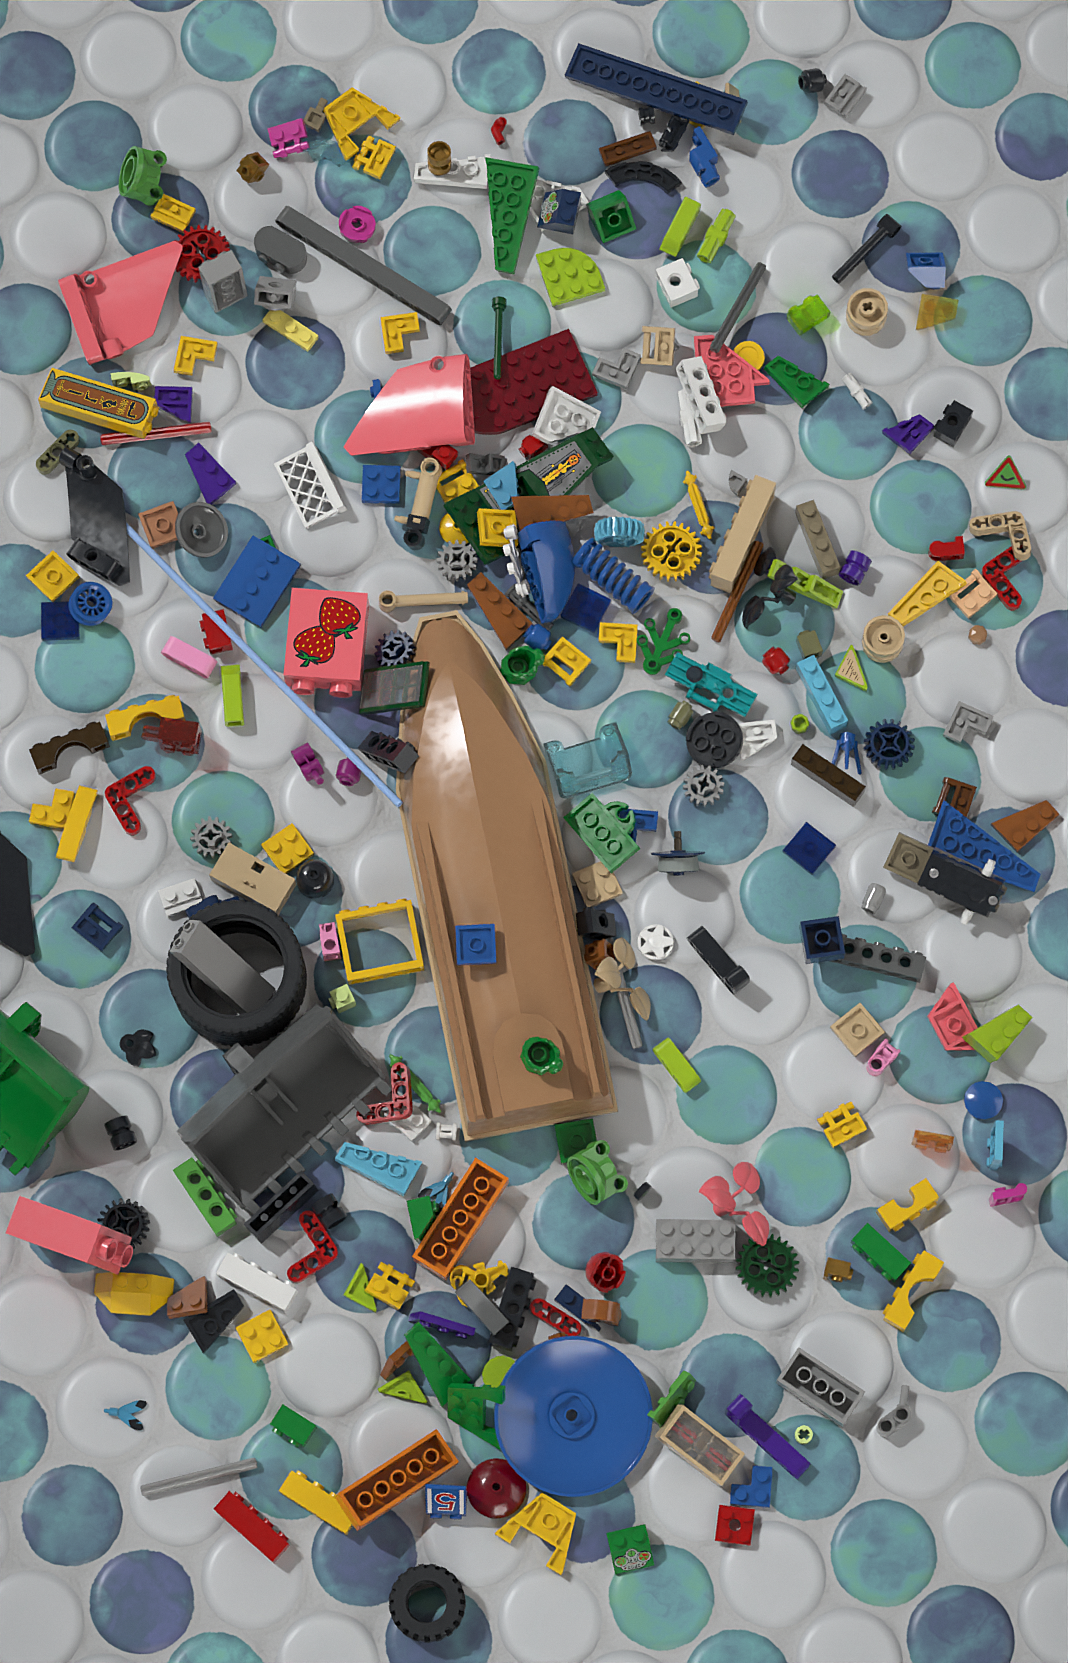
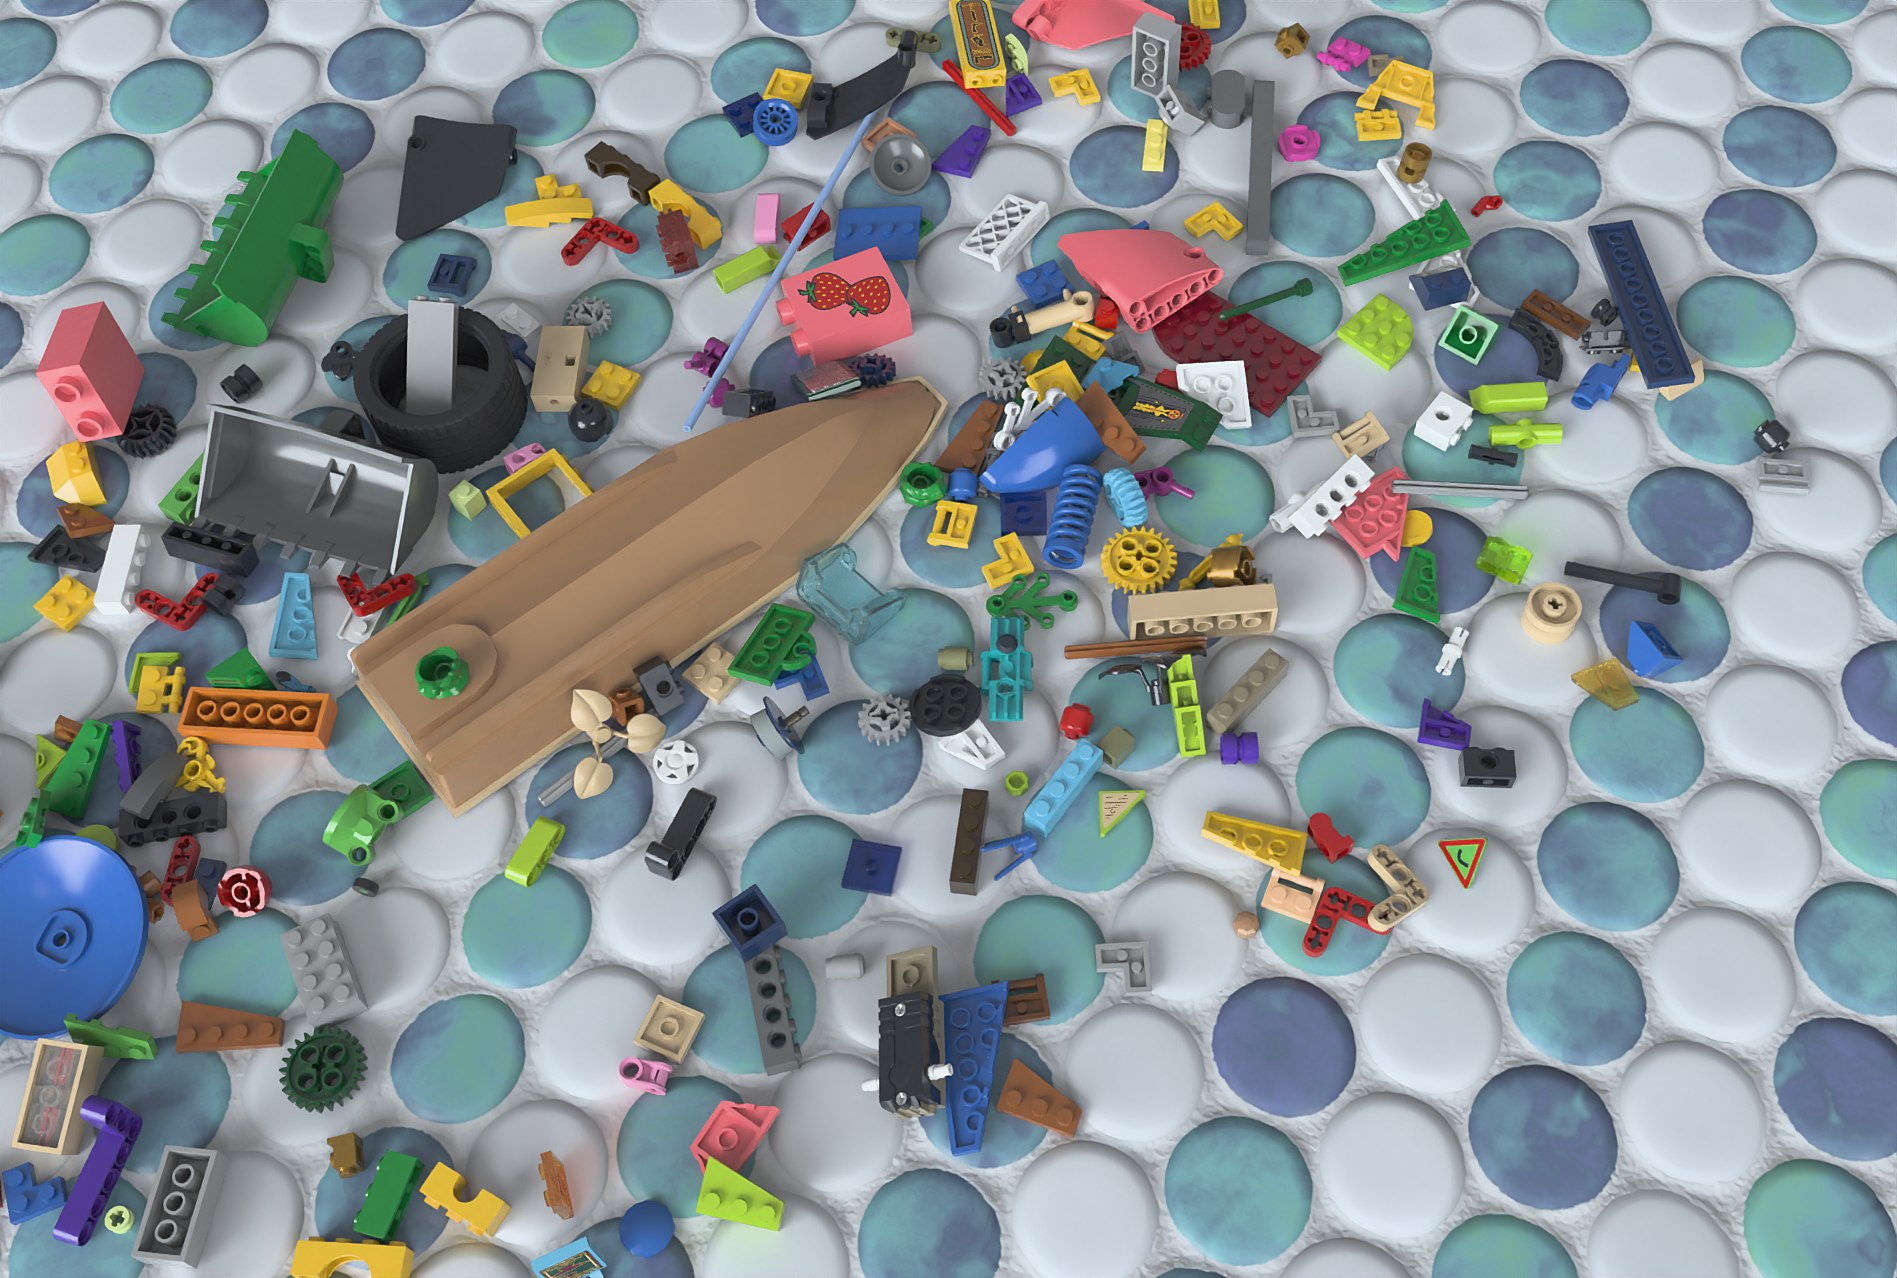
camera: 65 degrees right, 15 degrees down
(326, 150) = (1354, 87): clear light blue tile -> none
(420, 599) = (922, 347): tan piece -> none
(475, 944) = (547, 553): blue plate -> none
(615, 507) = (1151, 483): none -> magenta beam
(697, 1328) = (223, 1029): none -> dark orange wing
(718, 1193) = (363, 952): coral plant -> none
(720, 268) = (1492, 455): none -> black pin
(720, 494) = (1232, 567): none -> pearl gold brick
(846, 1128) = (535, 1076): yellow plate -> none
(879, 649) = (1171, 818): tan wheel -> none
(894, 750) = (1066, 897): dark blue gear -> none

